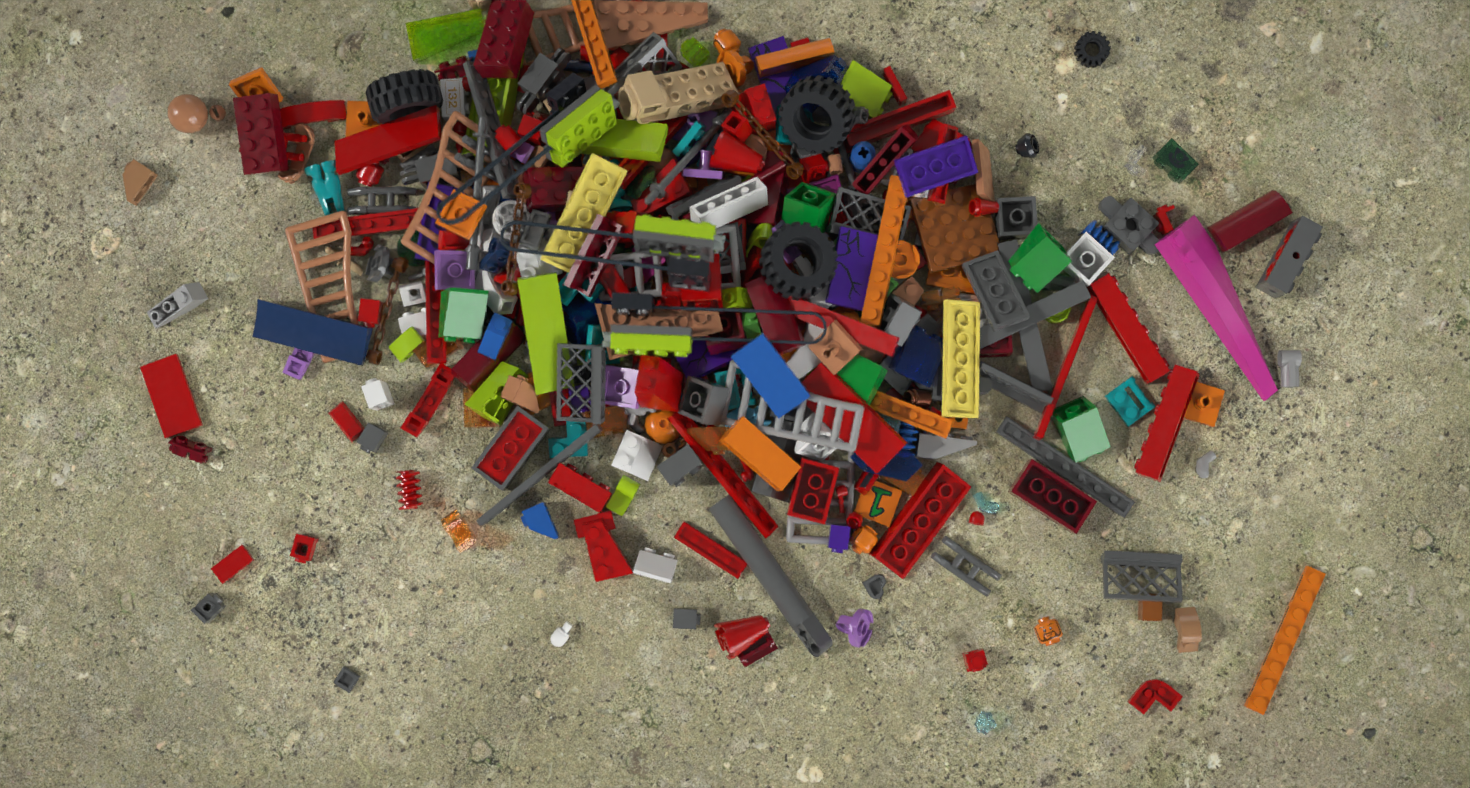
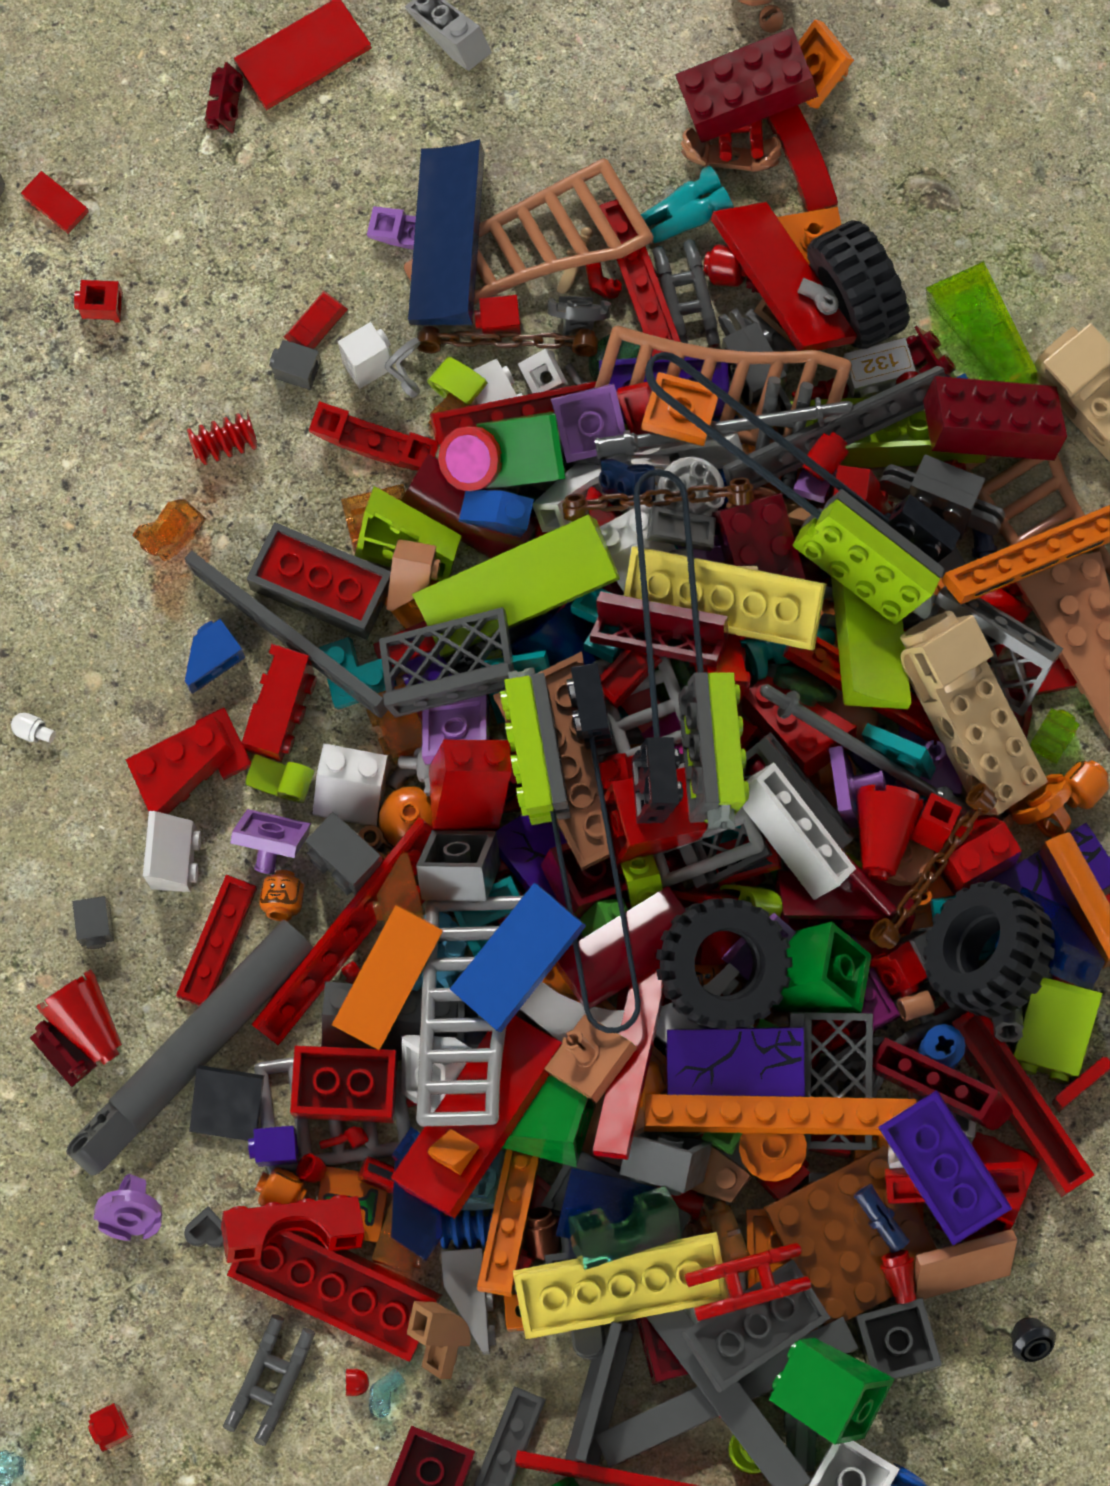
camera: 85 degrees right, 10 degrees down
(399, 374) = (399, 356): none -> light grey piece
(407, 119) = (822, 296): none -> light grey arm
(461, 344) = (470, 458): none -> tile
(658, 506) = (270, 837): none -> medium lavender tile
(693, 507) = (281, 895): none -> orange head
(807, 561) = (226, 1103): none -> black tile
(870, 435) = (453, 1151): none -> orange slope
(889, 512) = (332, 1221): none -> red arch
(934, 334) = (649, 1225): none -> clear green arch
(951, 209) = (881, 1218): none -> dark blue pin
(962, 466) = (441, 1334): none -> medium nougat brick
(968, 297) = (730, 1271): none -> red piece

